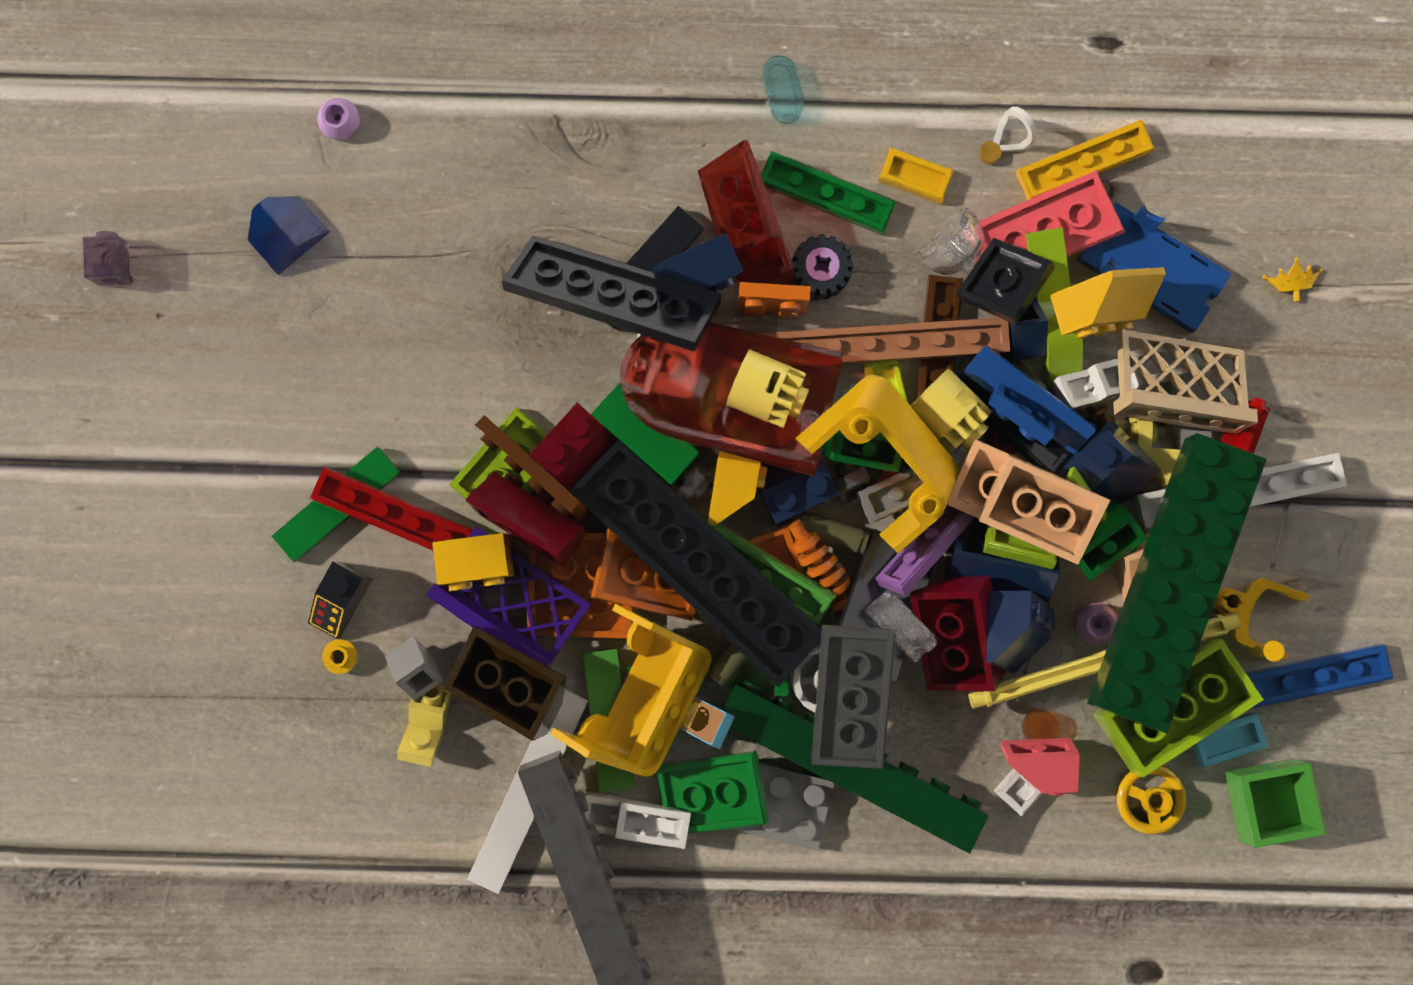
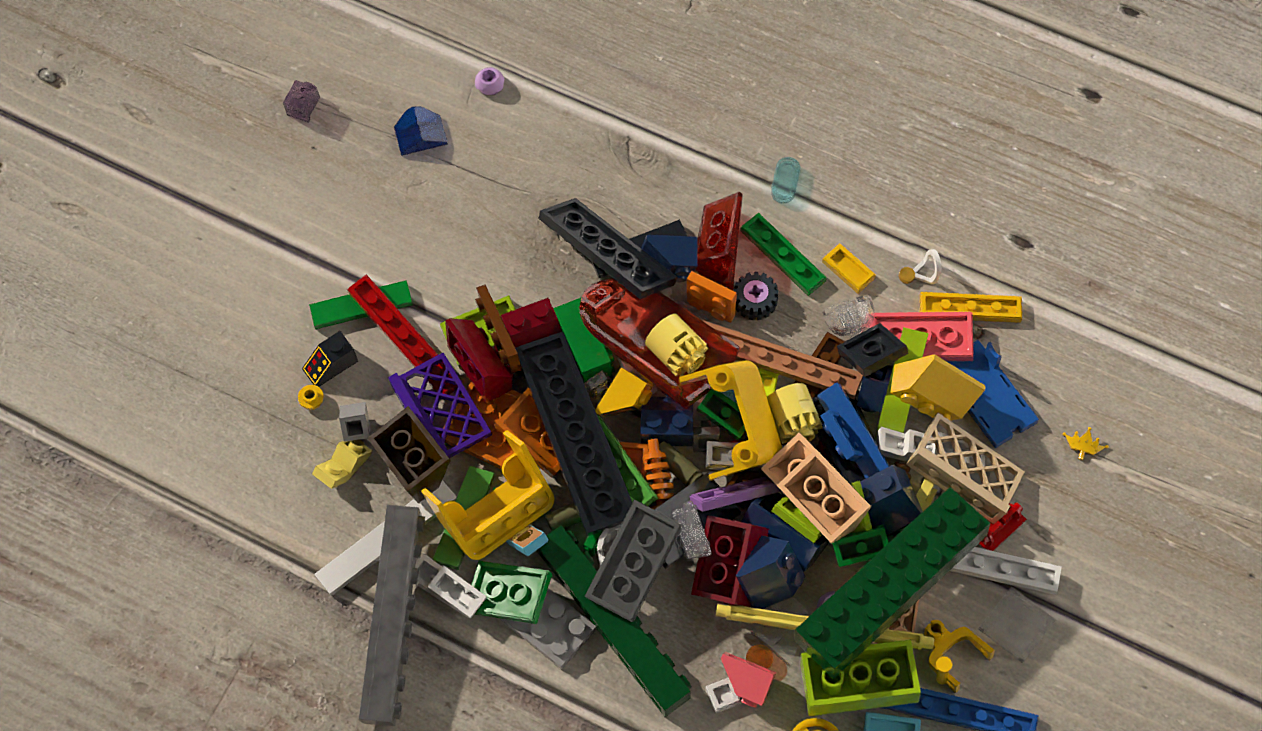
camera: 30 degrees right, 20 degrees down
(473, 560) = (430, 368): yellow brick -> none

